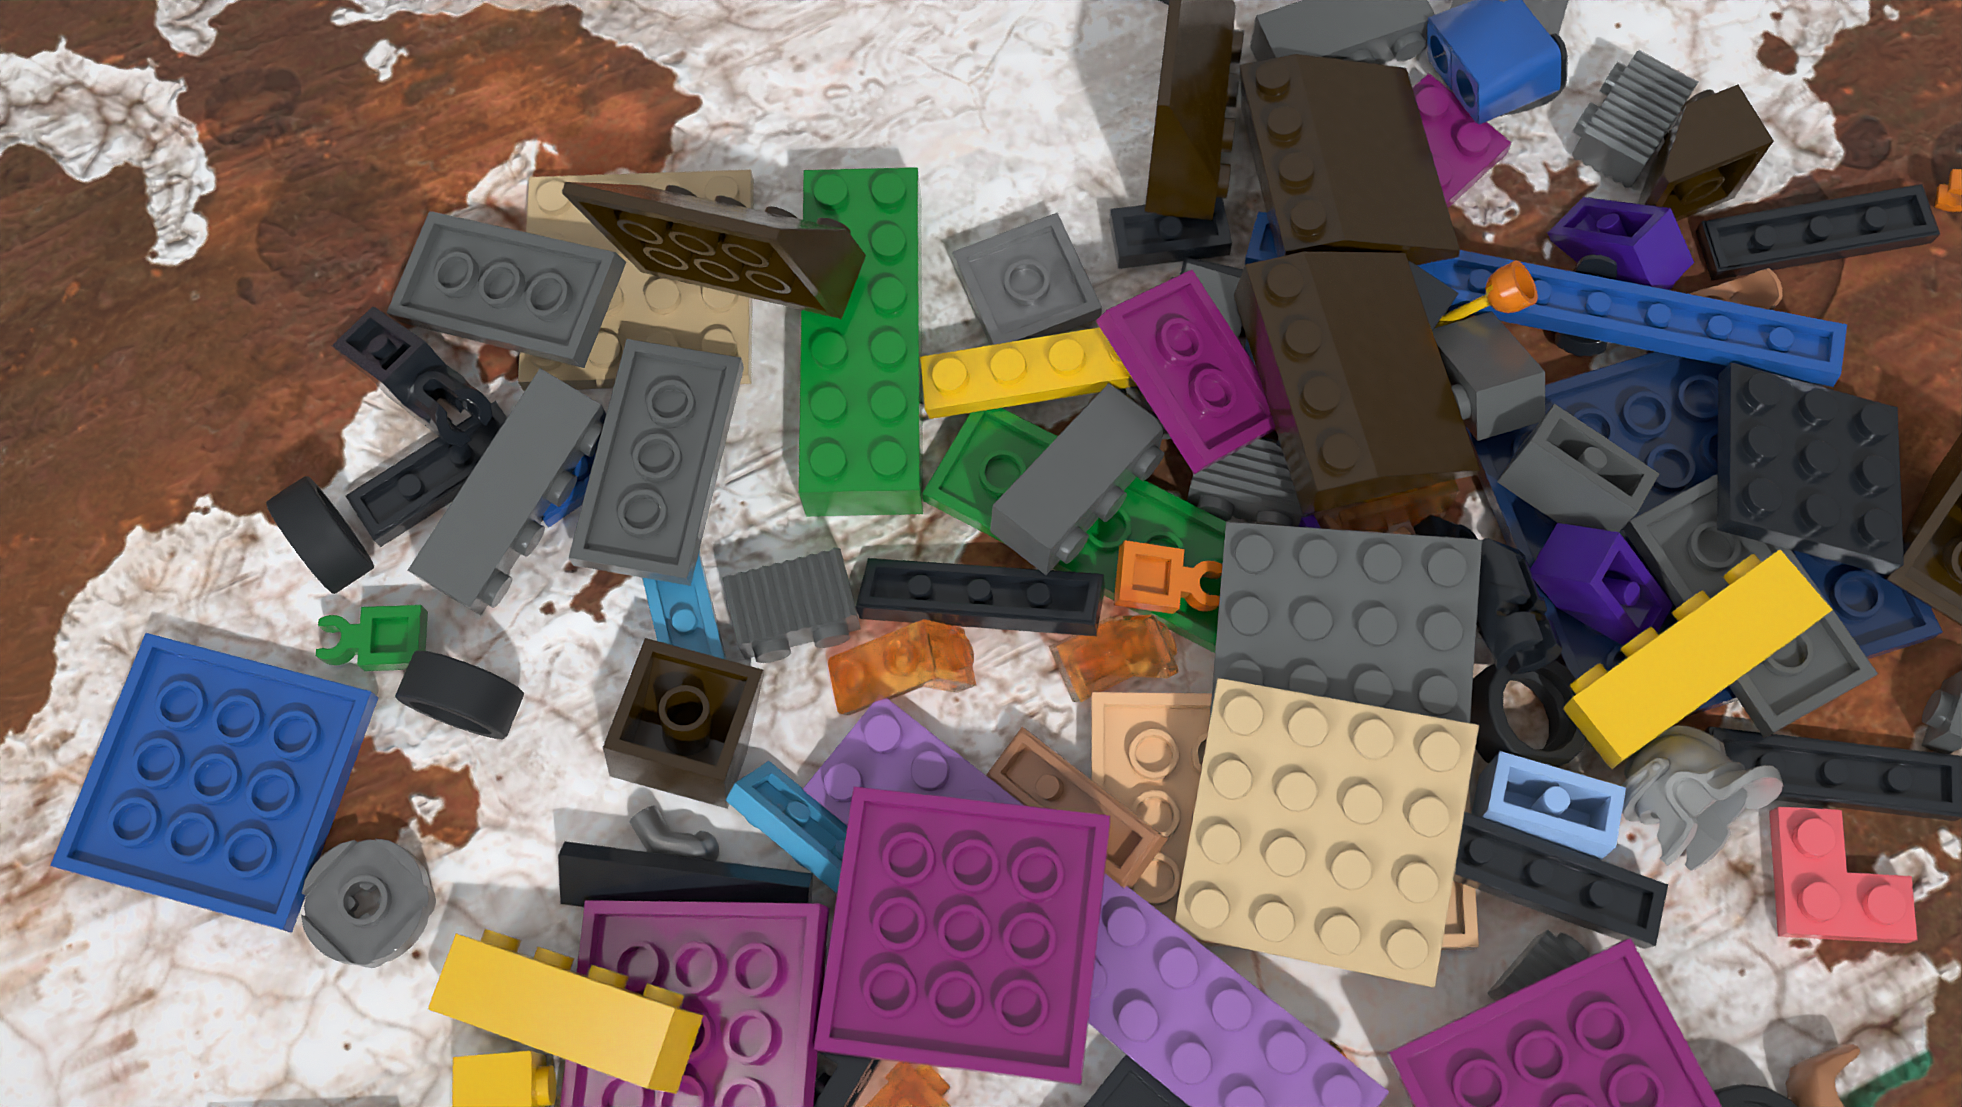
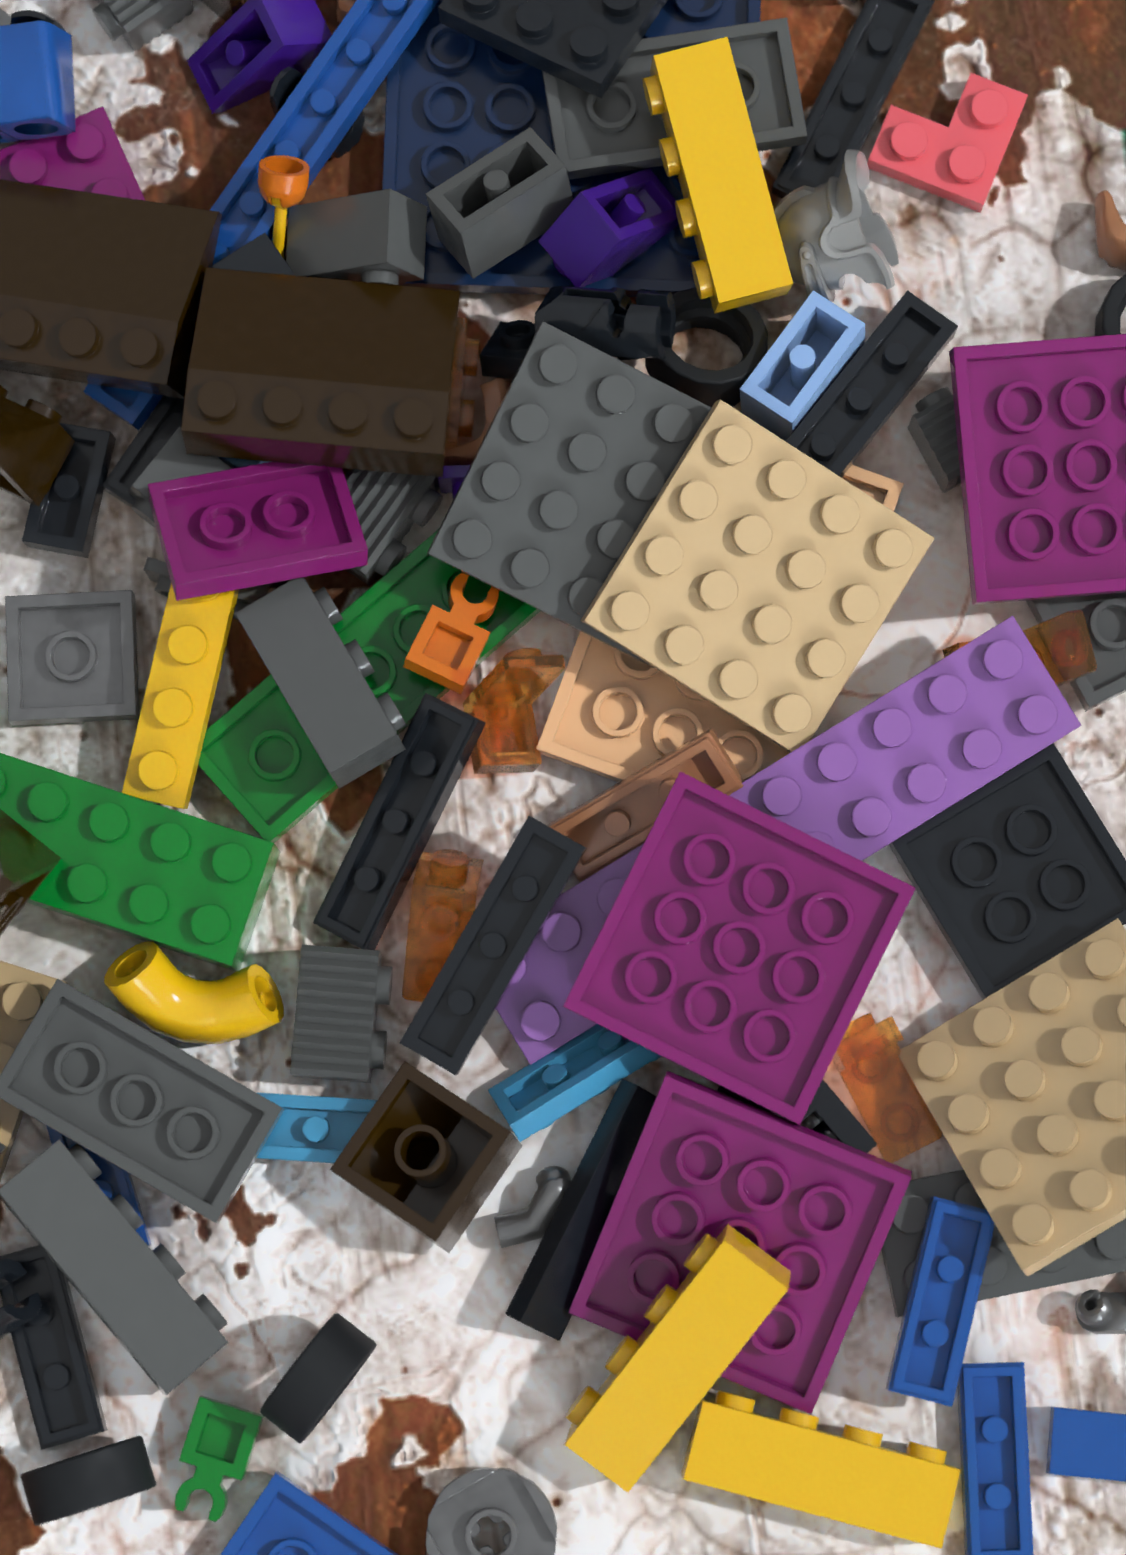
camera: 75 degrees left, 10 degrees up
(757, 480) = (191, 1007): none -> yellow cylinder
(894, 709) = (493, 945): none -> black plate

